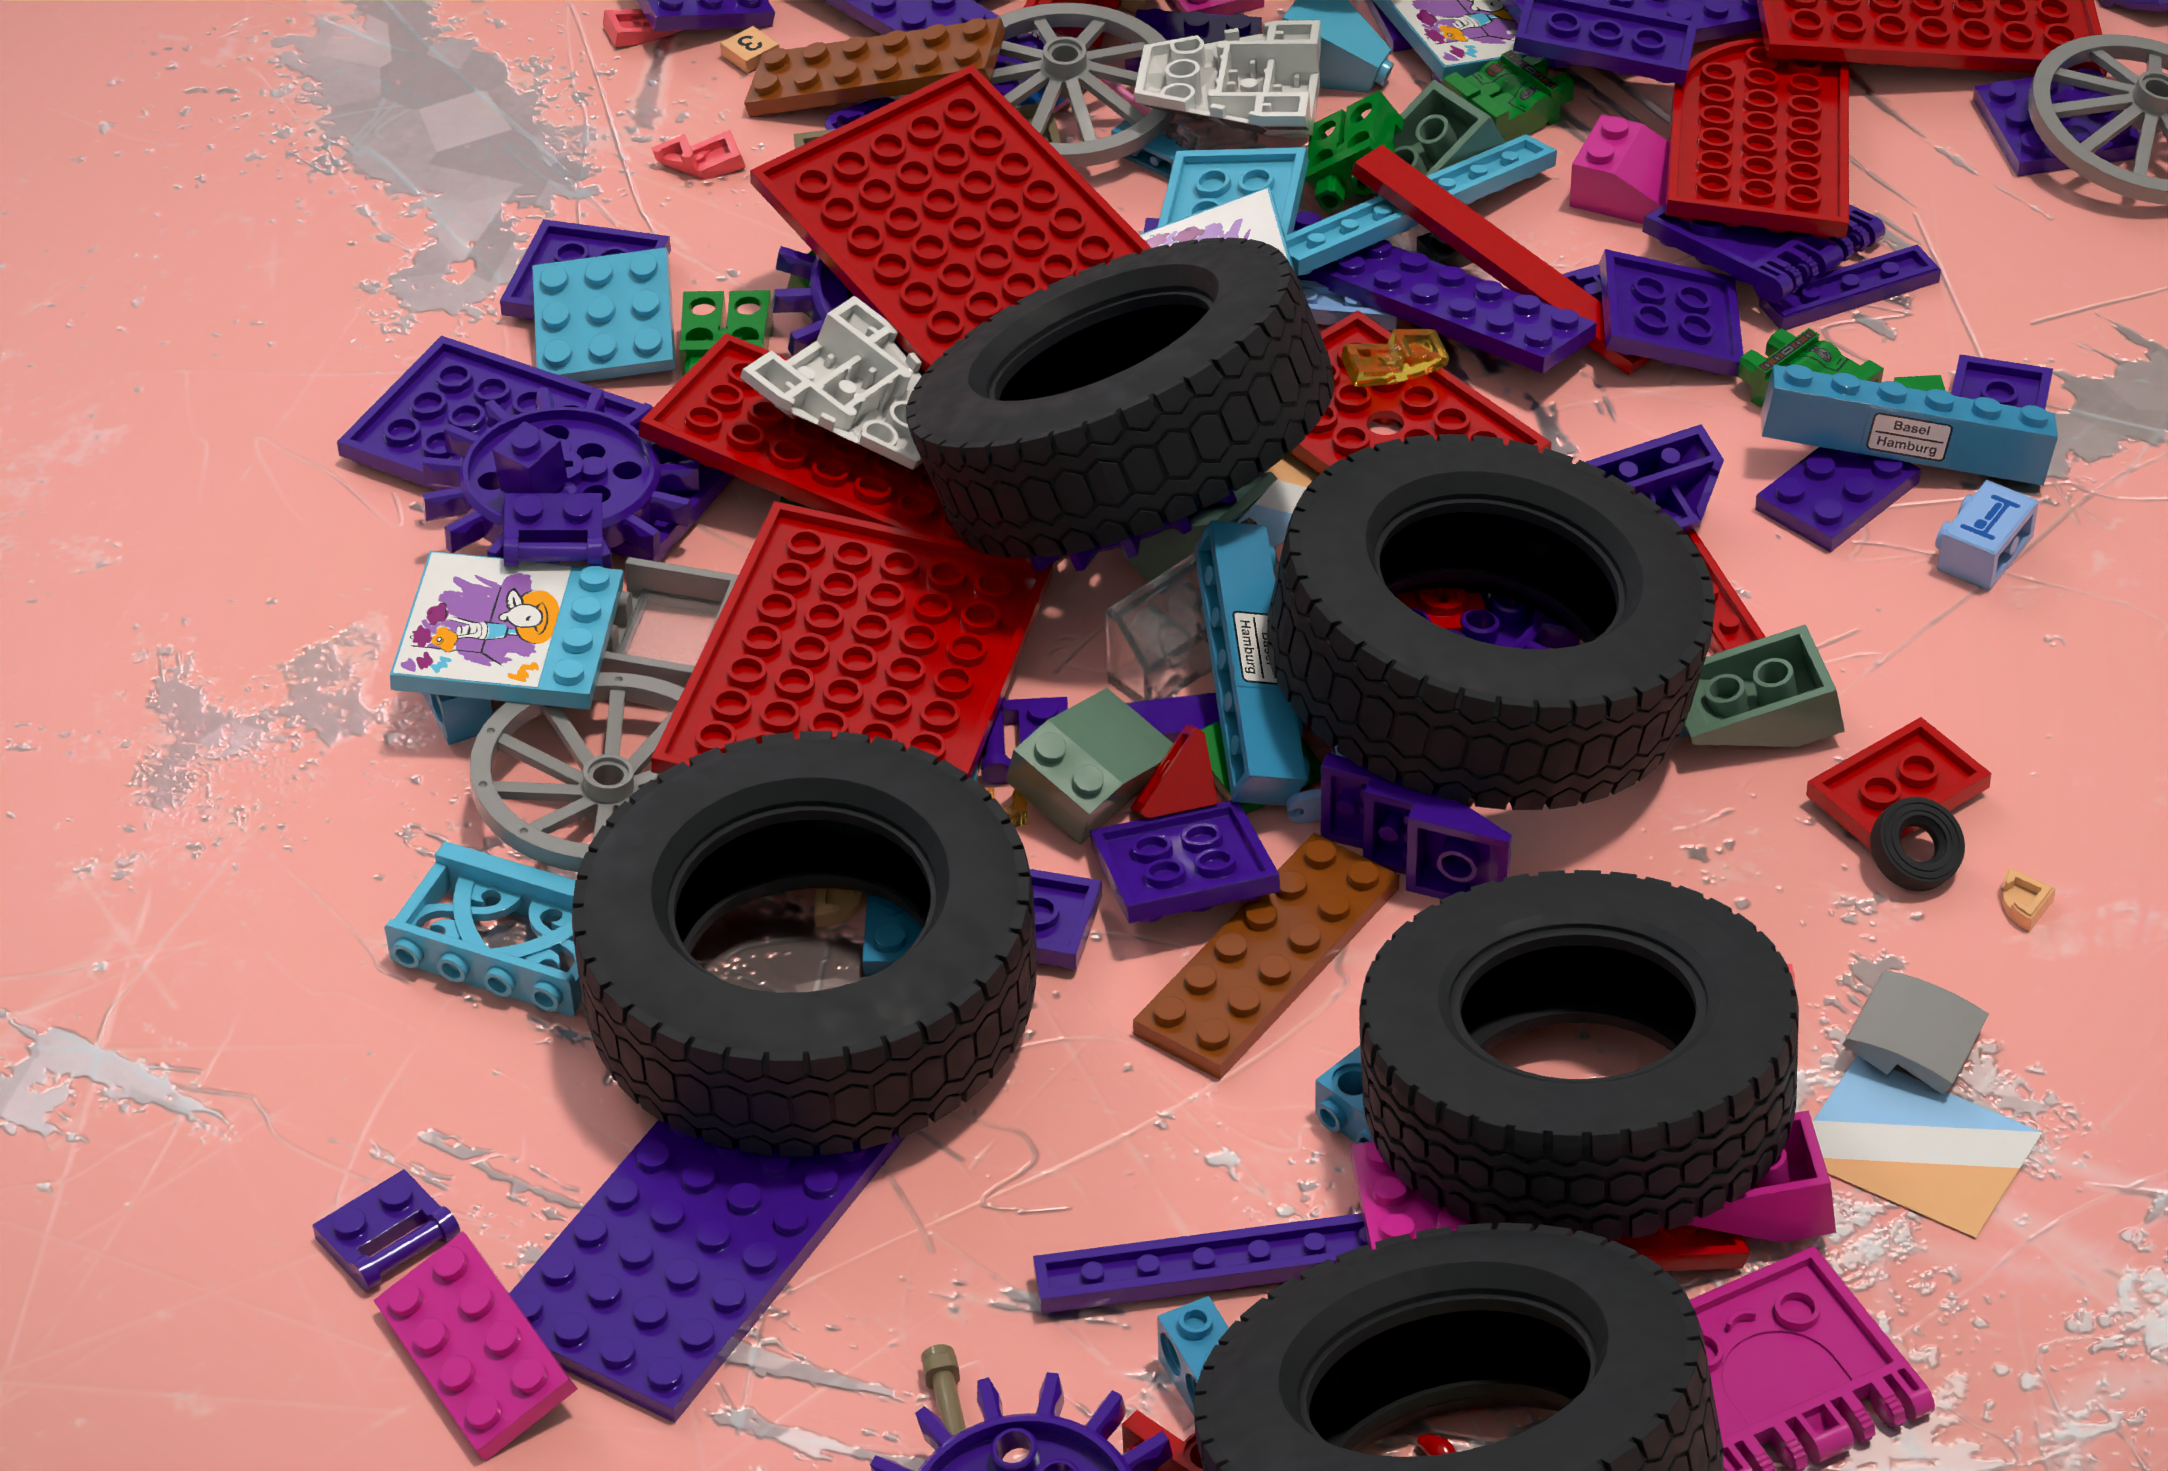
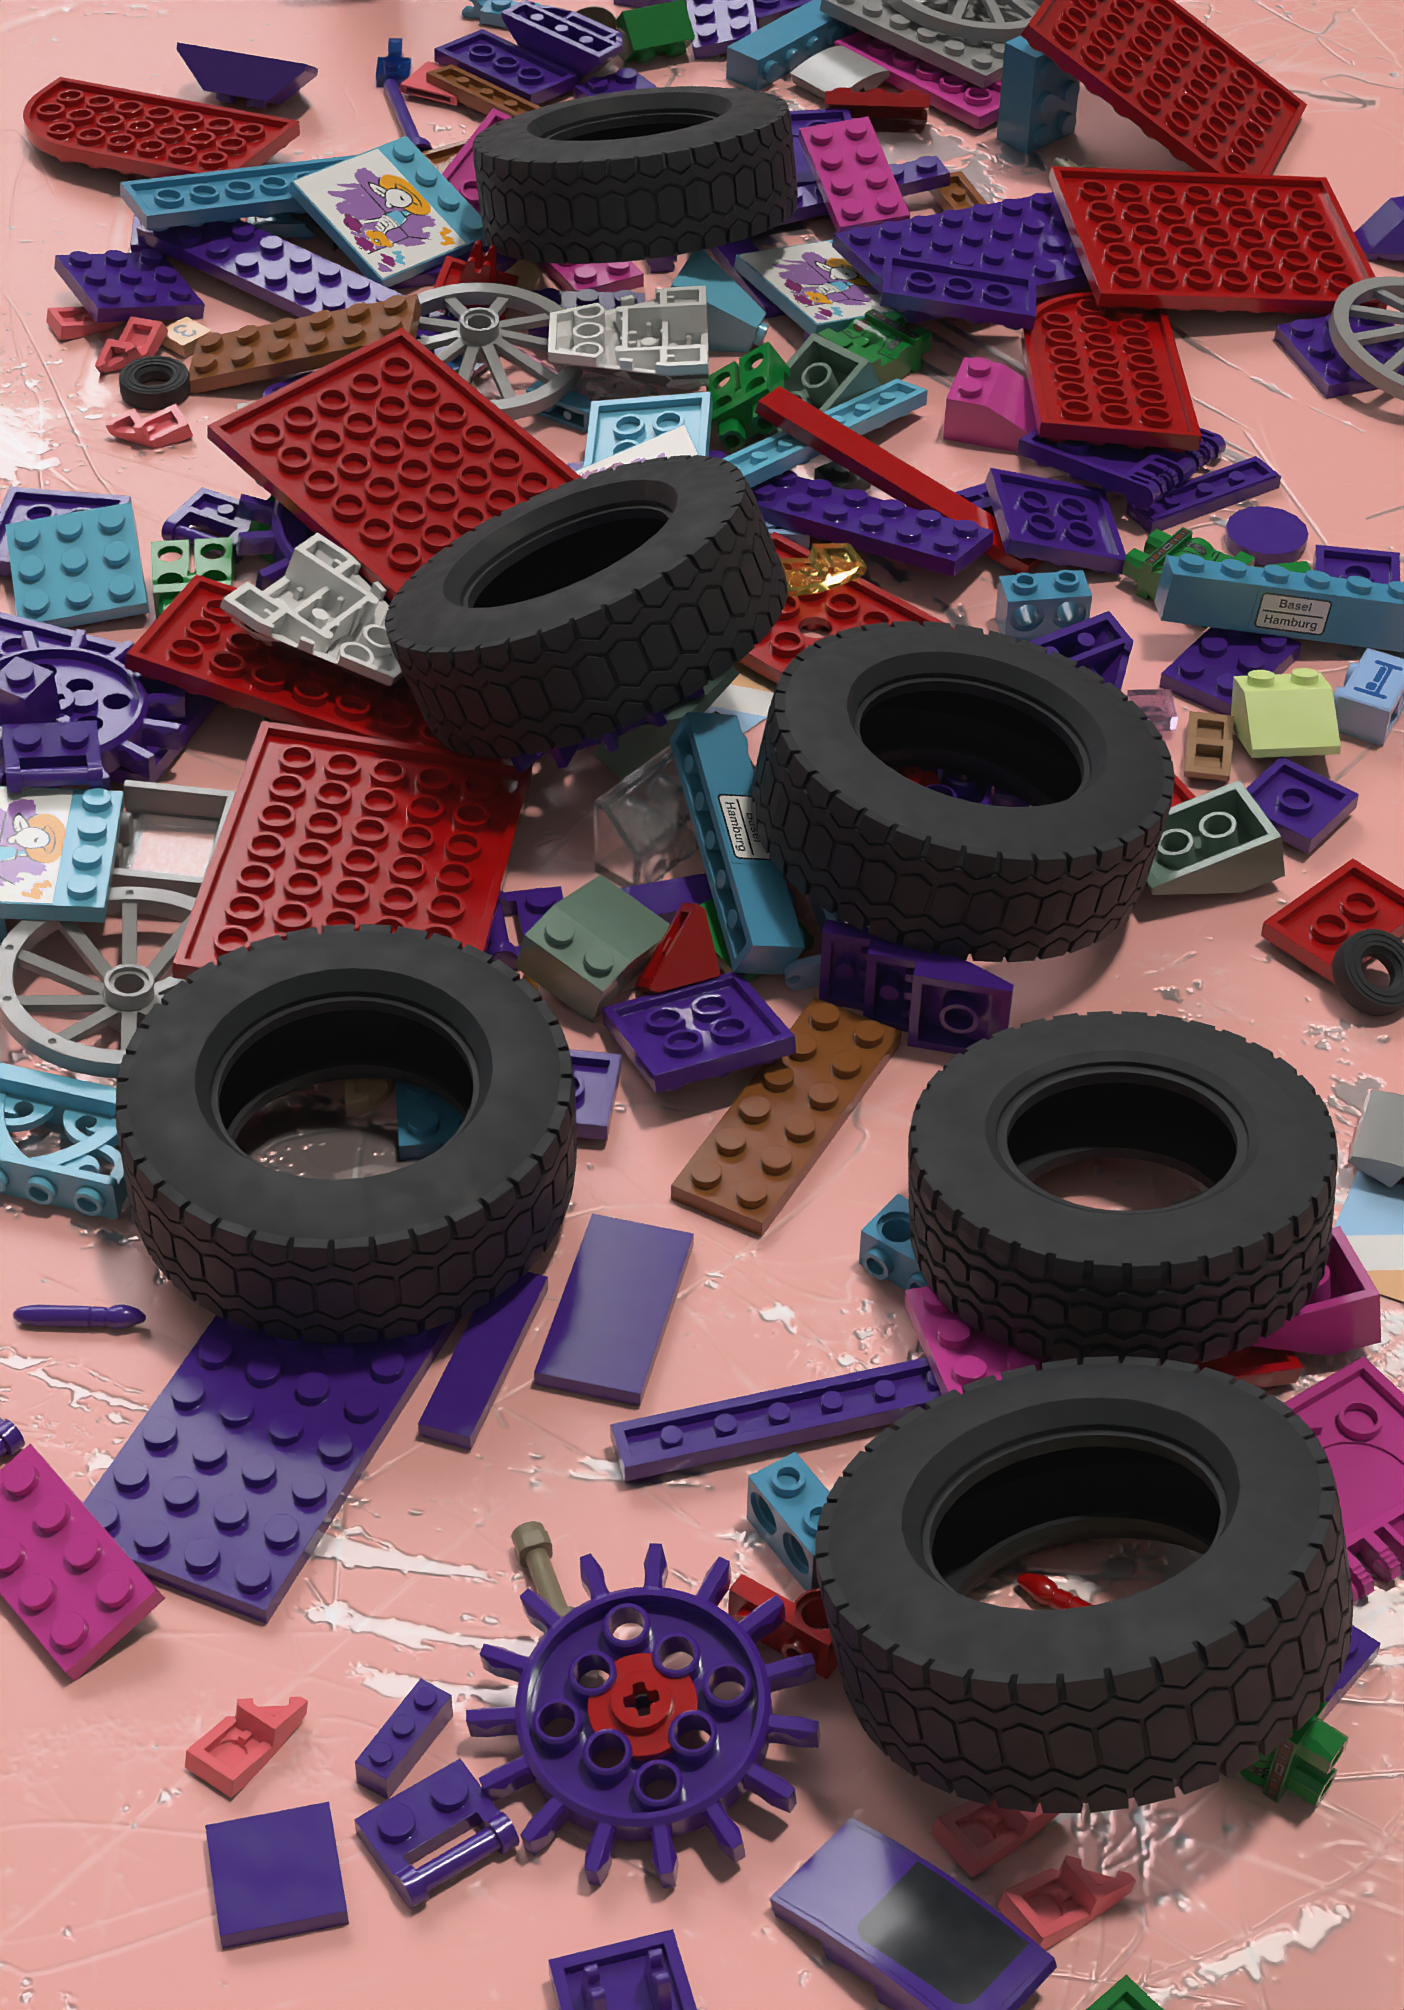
camera: 10 degrees left, 0 degrees up
(526, 1110) = (79, 1316): none -> dark purple piece
(694, 59) = (138, 340): none -> coral slope
(712, 119) = (154, 369): none -> black tyre
(750, 257) = (209, 512): none -> dark purple plate
(917, 1185) = (481, 1363): none -> dark purple tile
(1057, 1142) = (614, 1309): none -> tile
(1636, 409) = (1041, 603): none -> dark azure brick
(1737, 536) = (1157, 705): none -> plate
(1793, 581) = (1208, 746): none -> medium nougat slope
(1876, 652) = (1301, 803): none -> dark purple plate
(1879, 551) = (1285, 714): none -> yellowish green slope
(1909, 339) = (1266, 534): none -> dark purple tile

